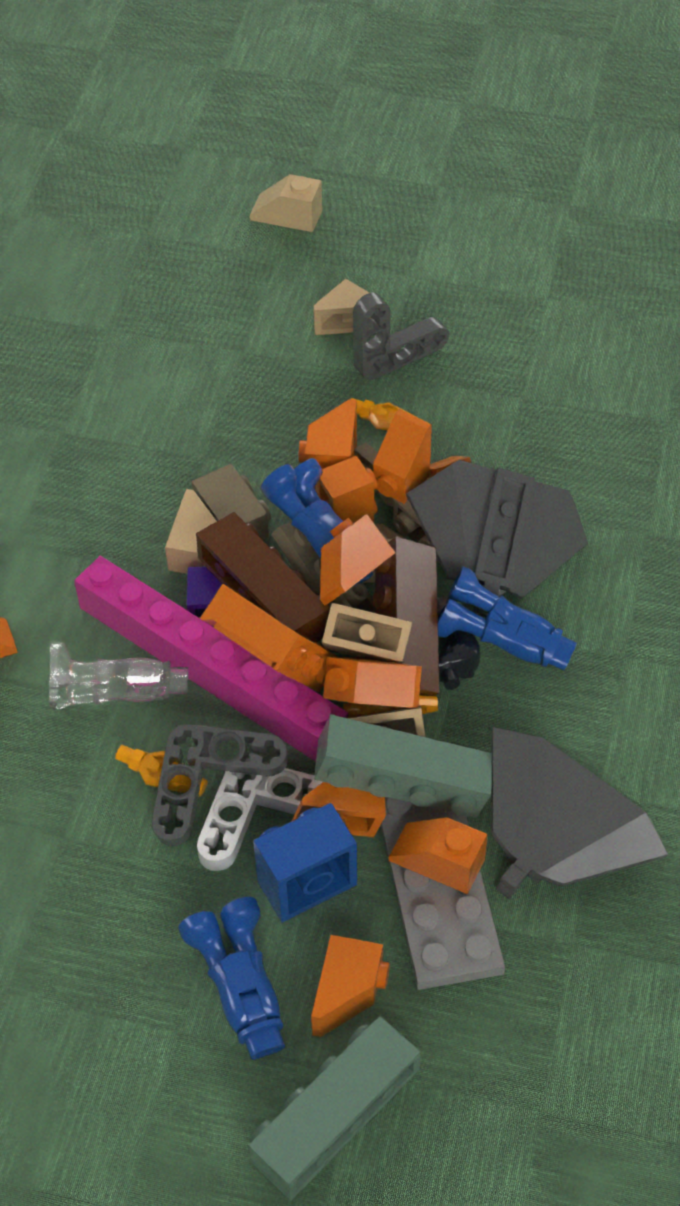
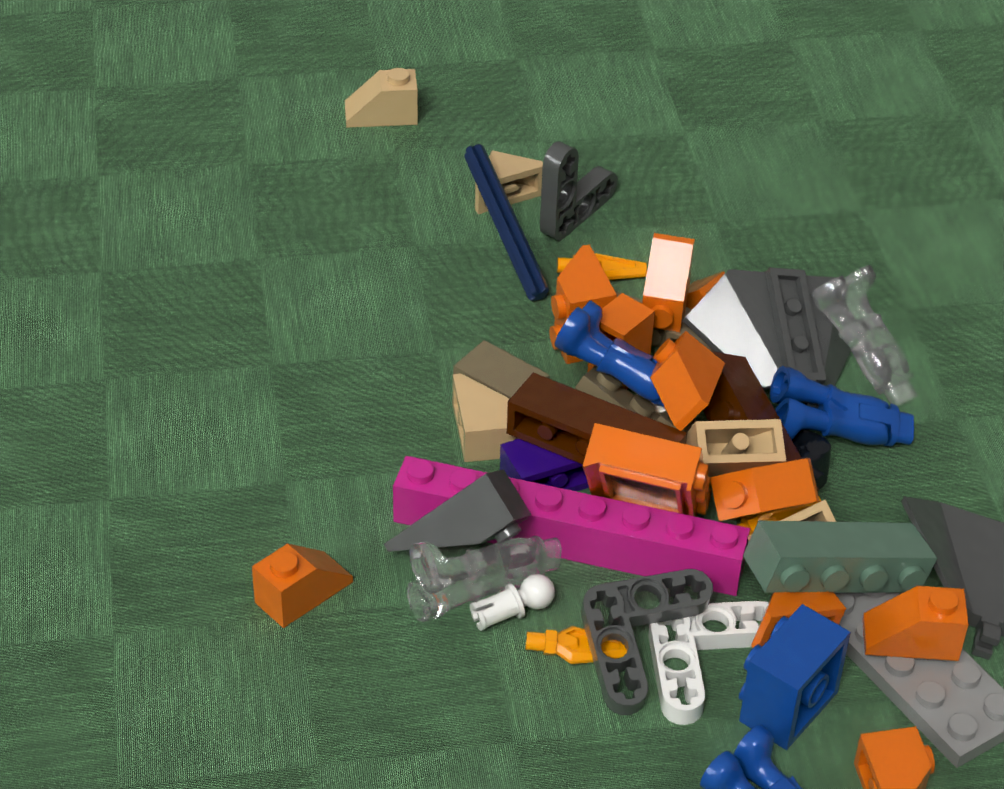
camera: 25 degrees left, 10 degrees down
(115, 630) = (475, 515): none -> dark grey slope
(148, 711) = (534, 592): none -> white pin
(318, 346) = (506, 223): none -> dark blue axle
(570, 559) = (864, 332): none -> clear piece

